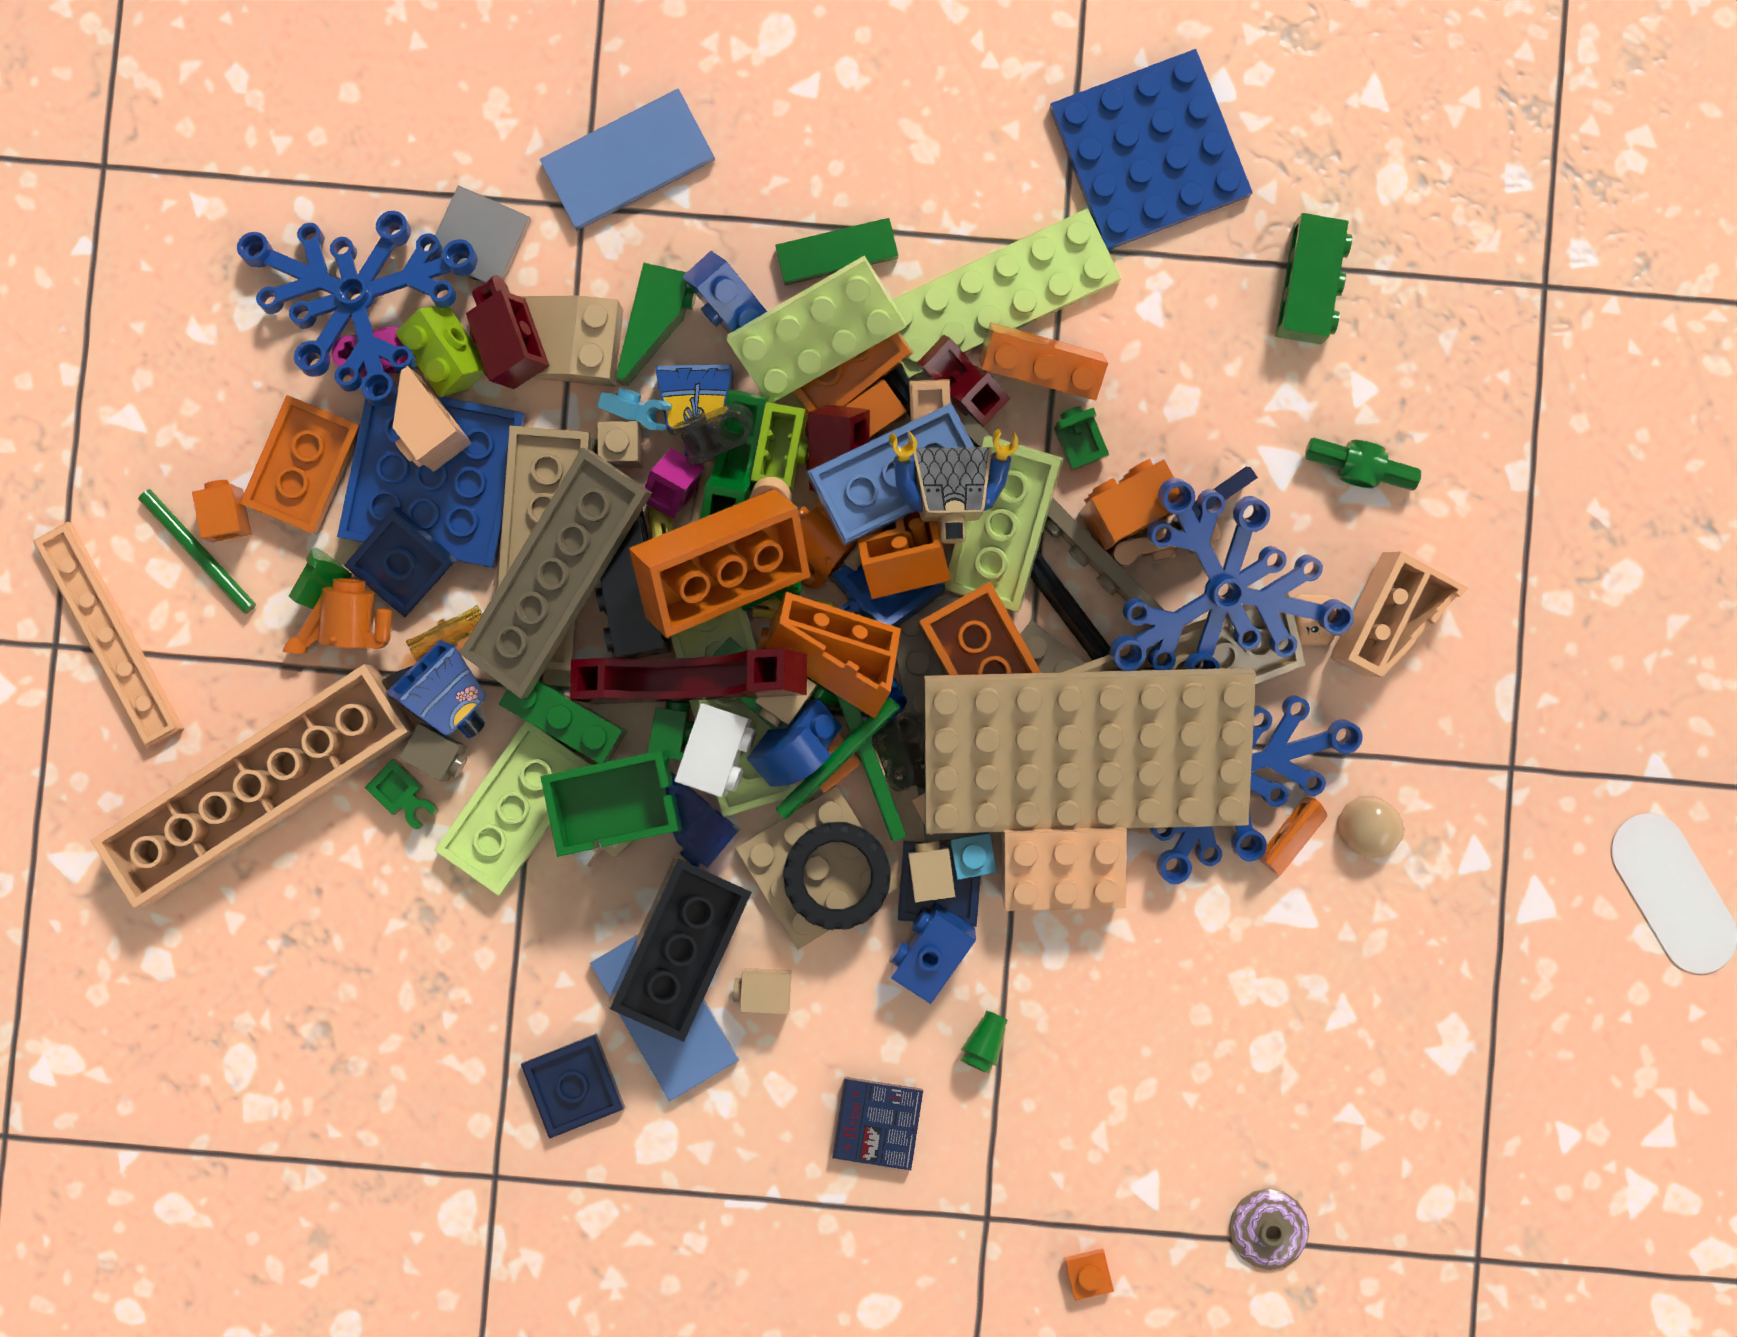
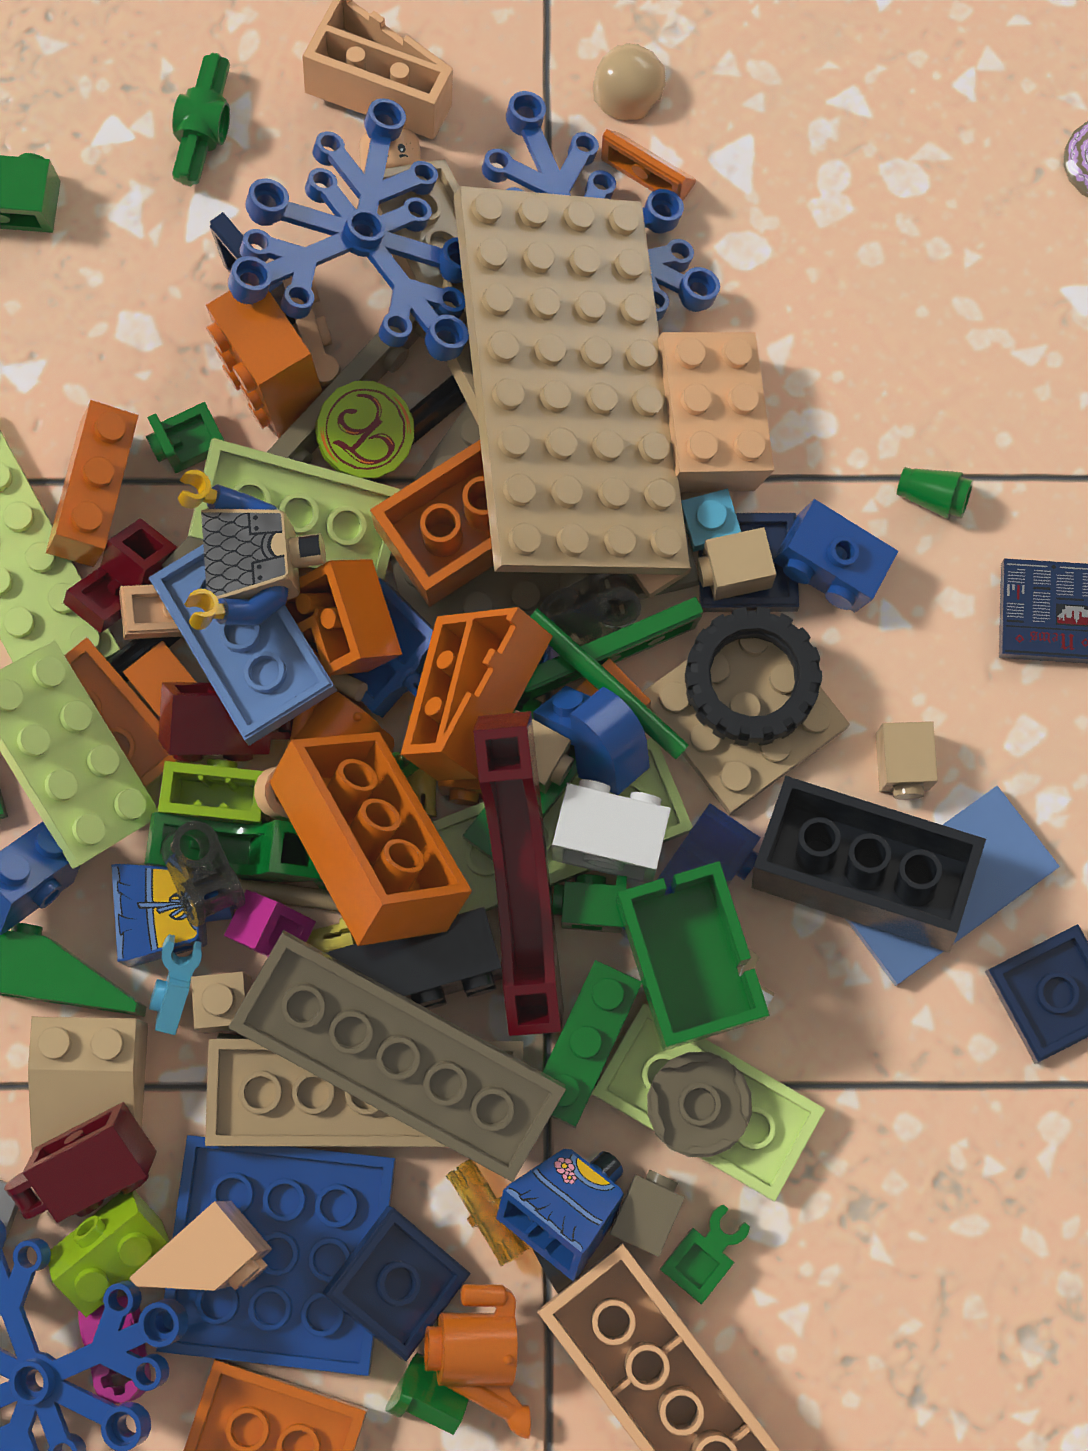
camera: 90 degrees left, 10 degrees down
(508, 800) = (699, 1104): none -> dark tan tile
(1069, 582) = (364, 429): none -> lime tile

